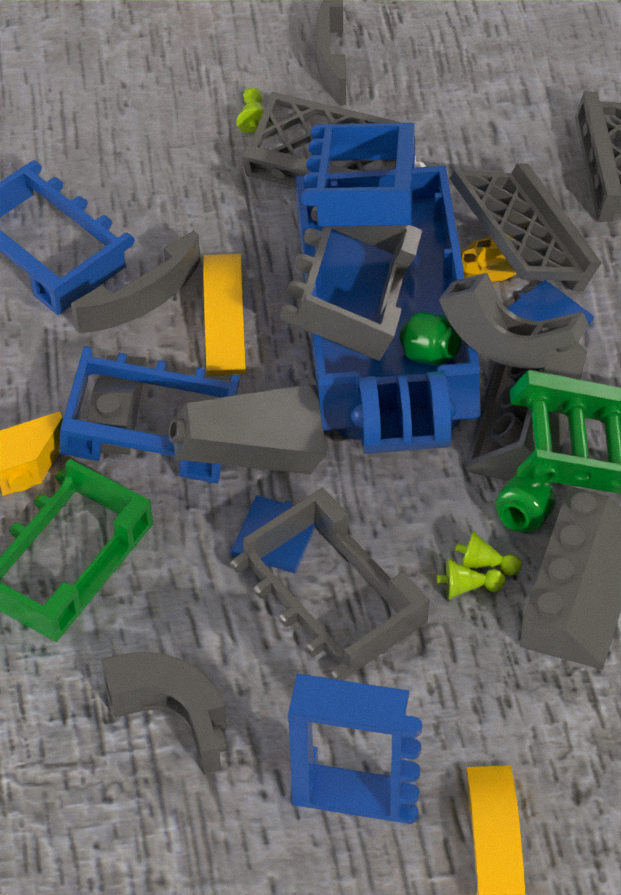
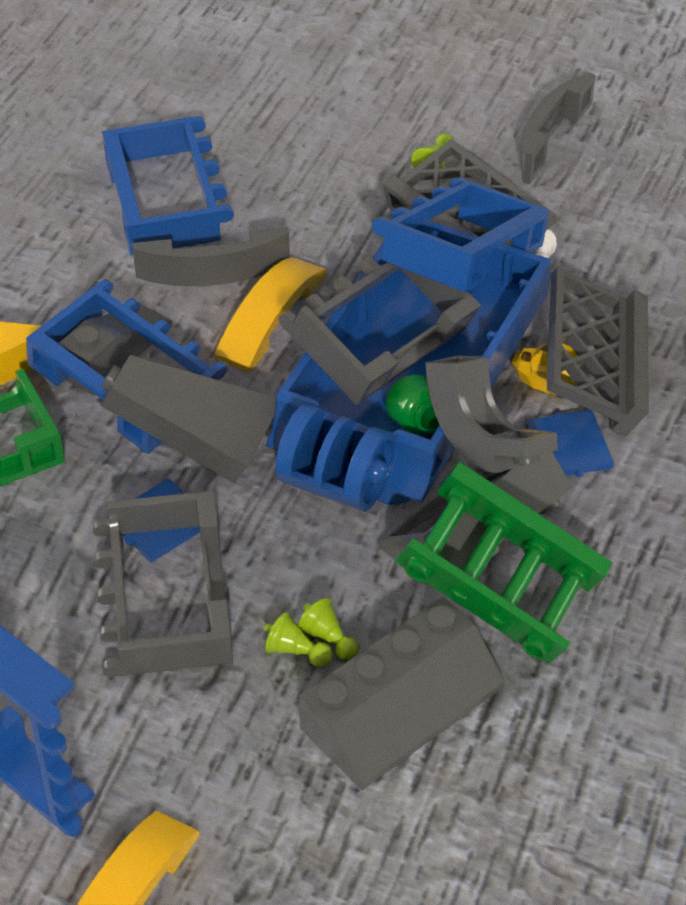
camera: 30 degrees right, 5 degrees down
(525, 504) = (398, 597): green head -> none

